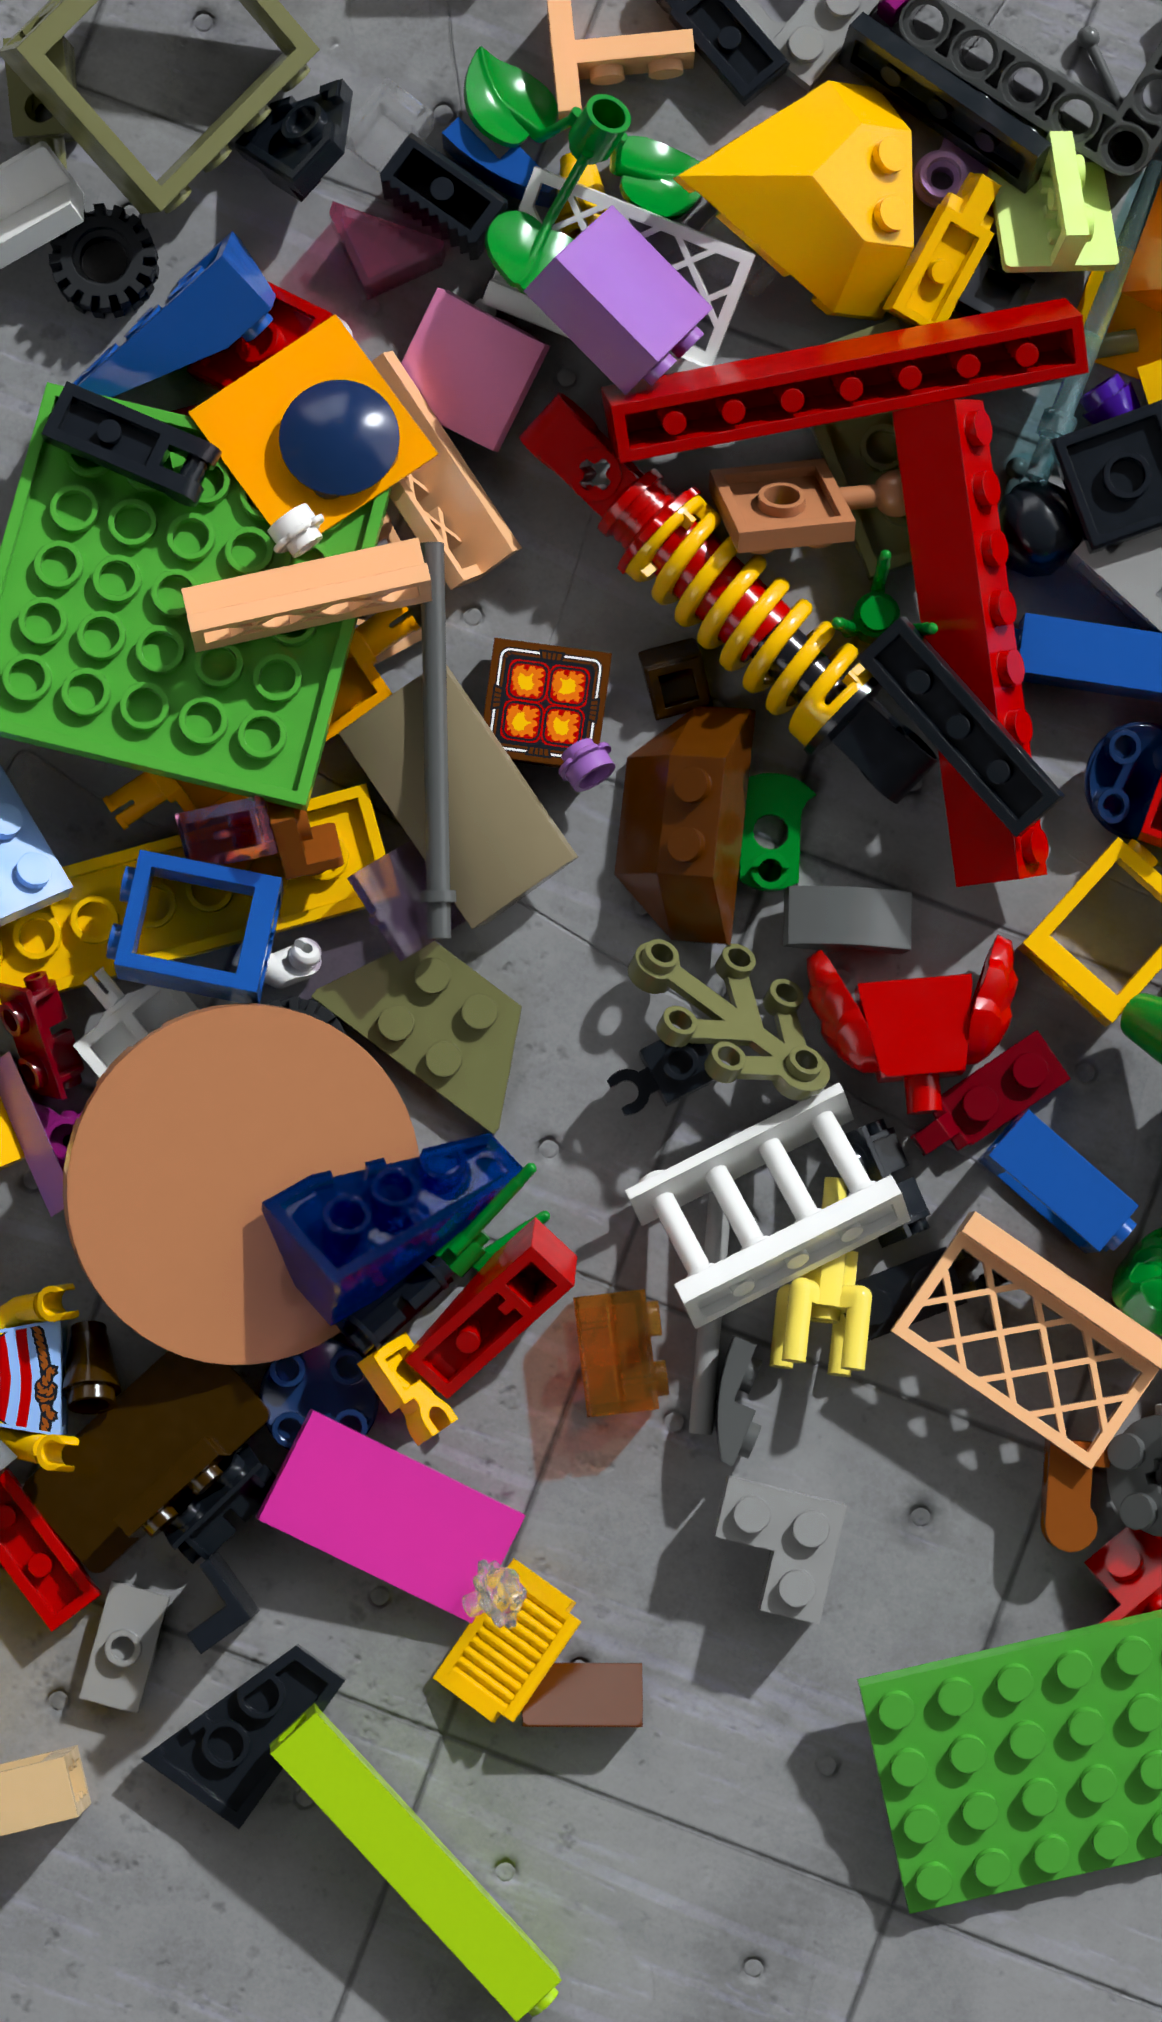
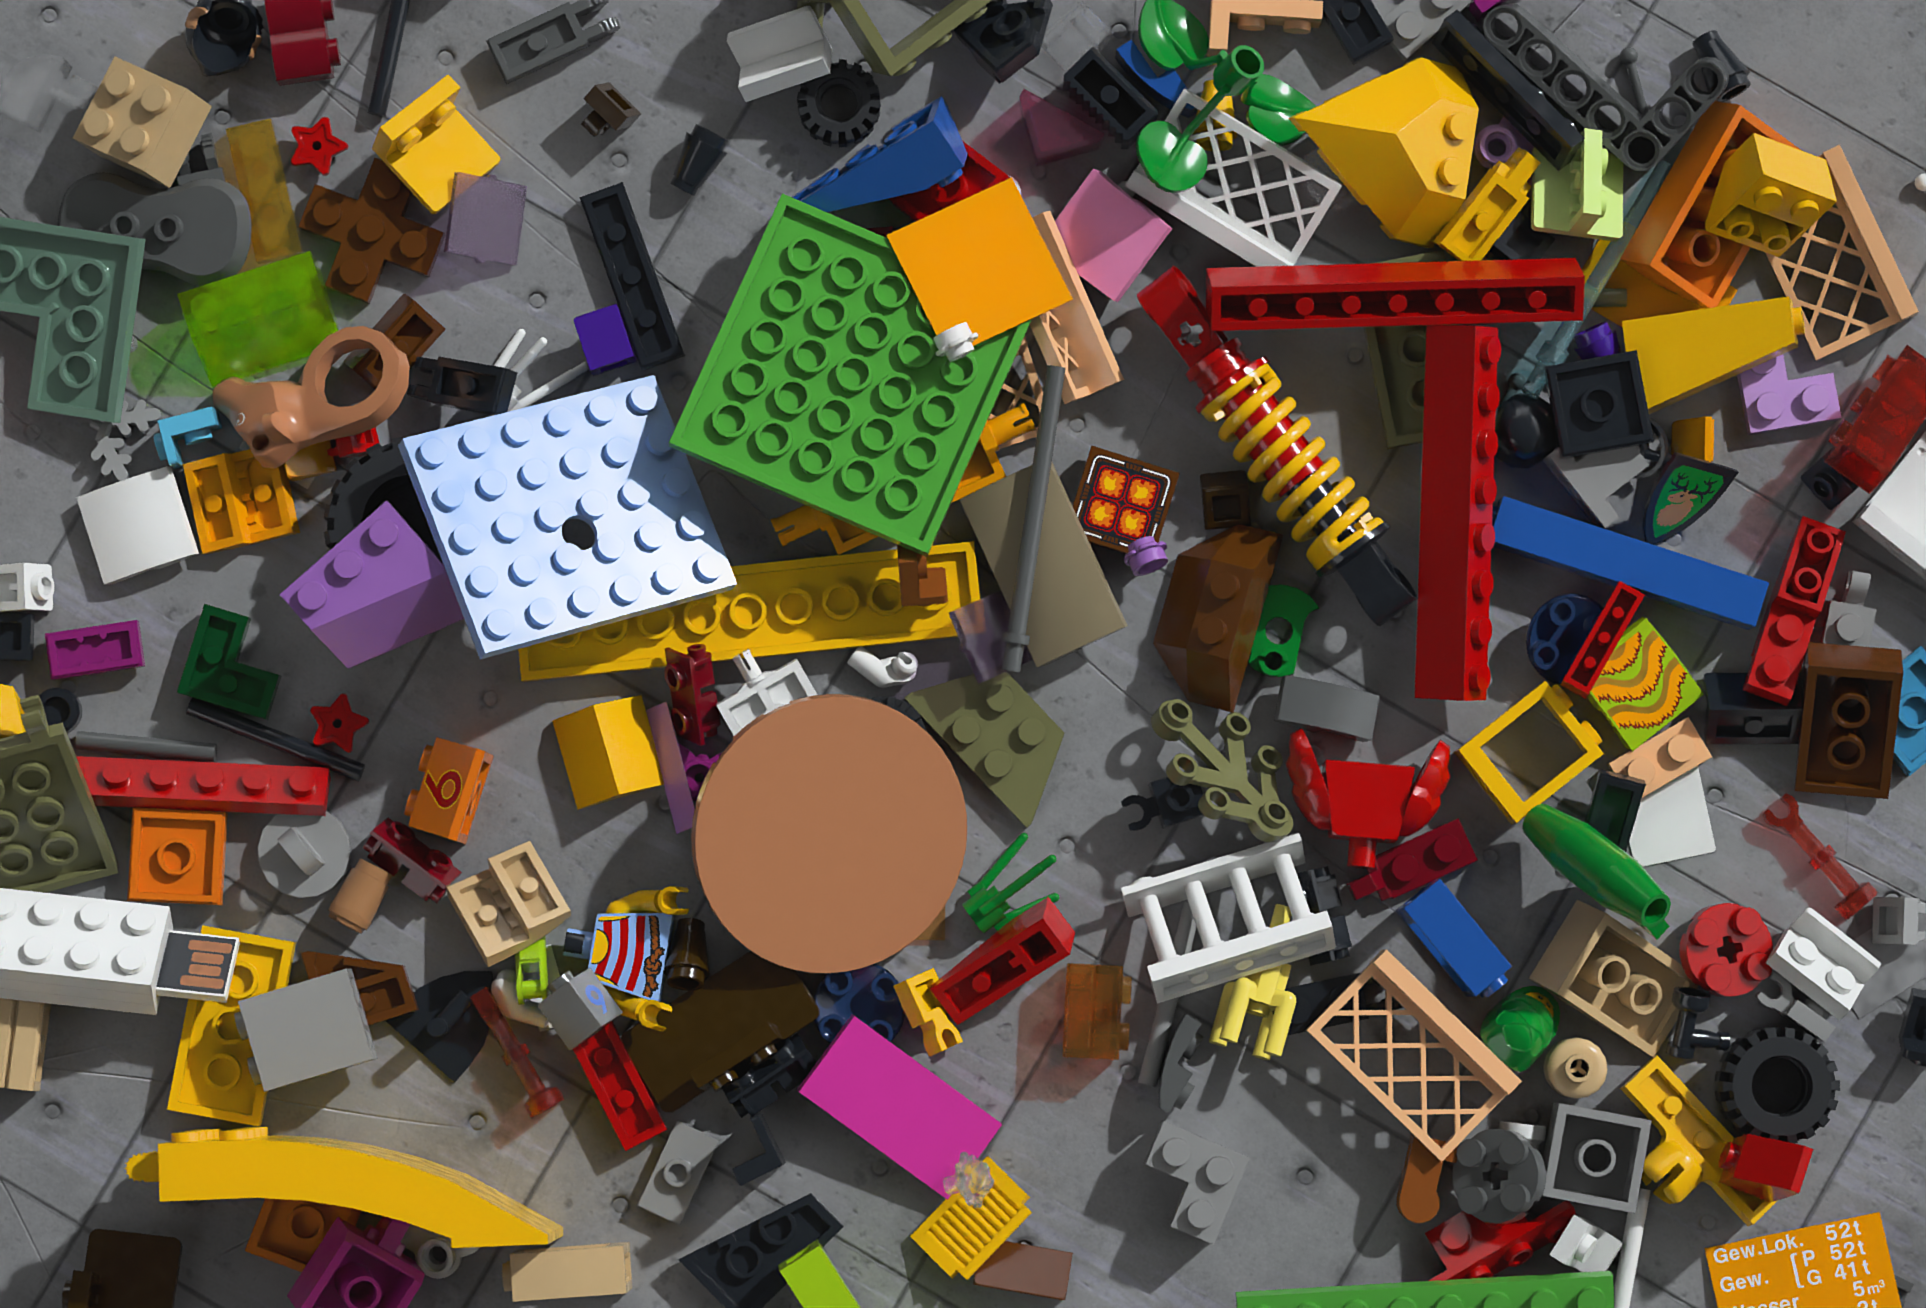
camera: 10 degrees right, 0 degrees up
(129, 443) = (838, 252): black plate -> none
(227, 831) = (861, 562): clear pink slope -> none
(239, 987) = (852, 683): blue window -> none
(307, 594) = (955, 391): light nougat fence -> none
(339, 438) = (999, 275): dark blue dish -> none
(372, 1227) = (924, 882): clear blue wedge -> none
(384, 1317) = (928, 940): black hinge -> none
(620, 302) = (1232, 207): medium lavender brick -> none
(796, 504) = (1353, 387): nougat plate -> none
(876, 610) = (1390, 477): green plant -> none
(960, 726) = (1438, 576): black plate -> none

